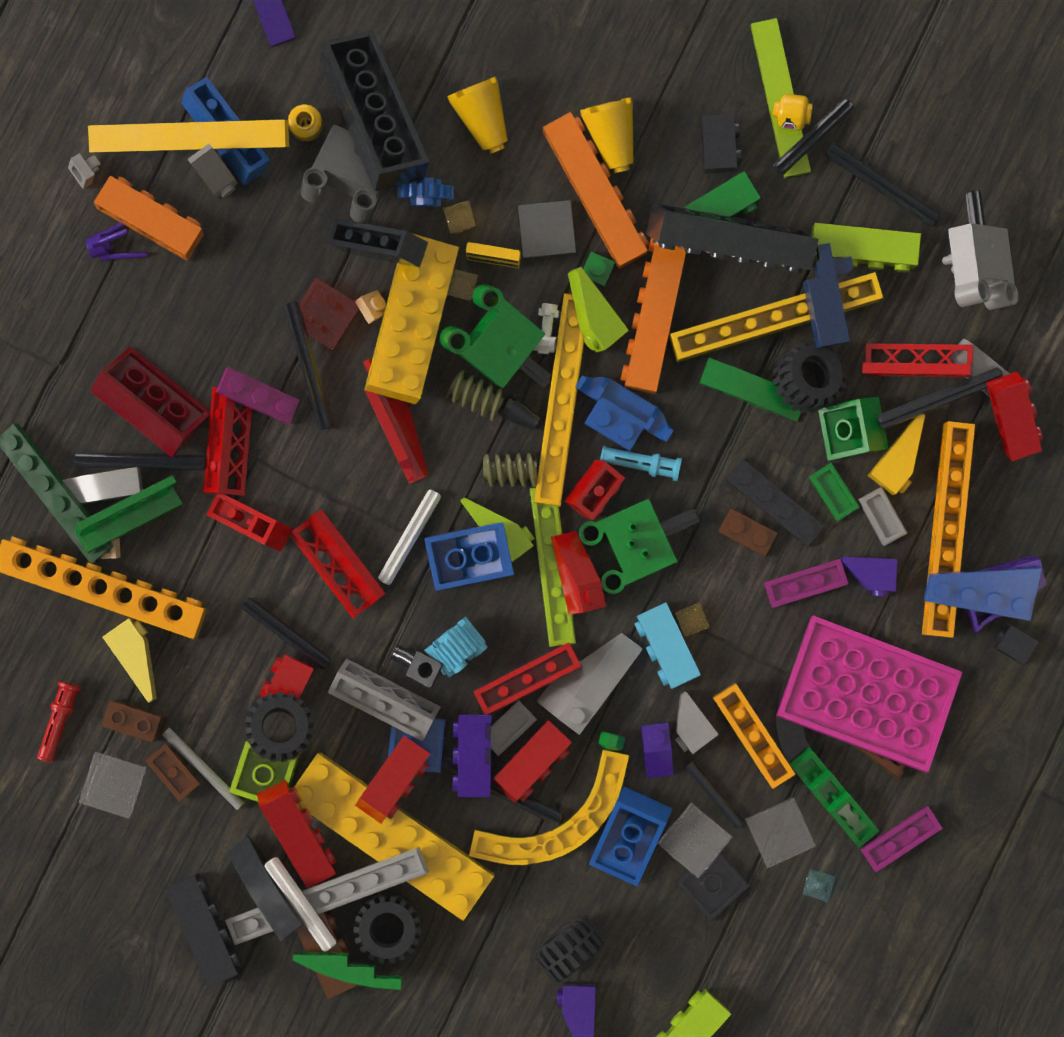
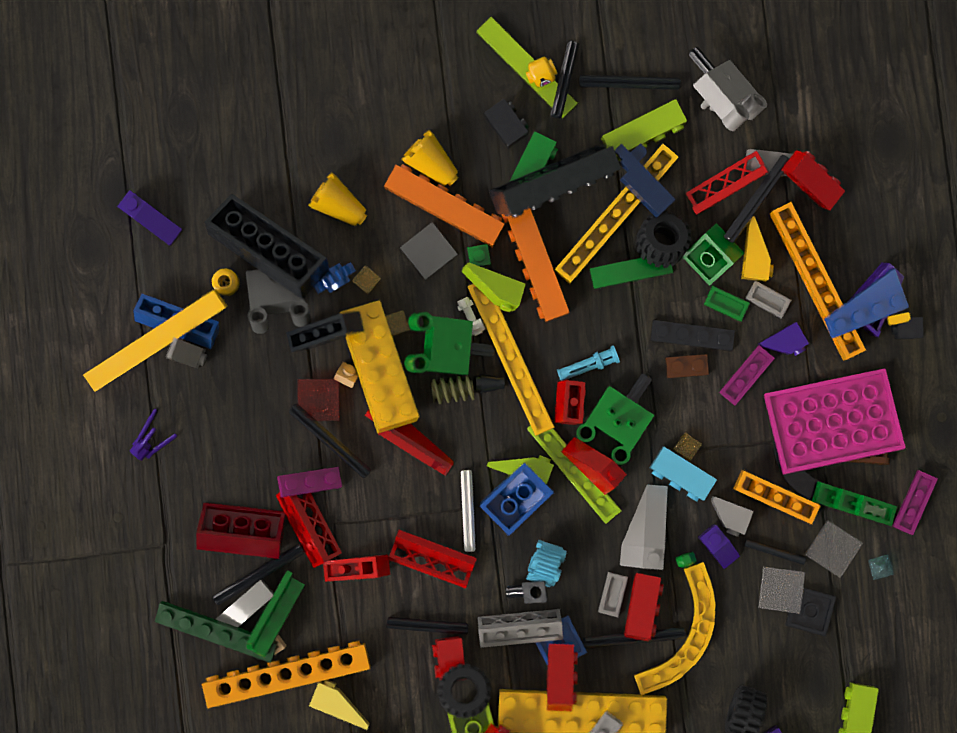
camera: 35 degrees left, 0 degrees up
(83, 169) = (98, 406): light grey tile -> none
(148, 217) = (162, 410): orange brick -> none
(472, 755) = (602, 628): dark purple wedge -> none
(493, 255) = (405, 290): yellow tile -> none
(509, 470) = (506, 425): olive piece -> none
(528, 679) = (606, 554): red brick -> none
(621, 413) = (555, 340): blue plate -> none
(630, 836) = (738, 614): blue slope -> none
(1010, 626) = (897, 319): none -> yellow tile

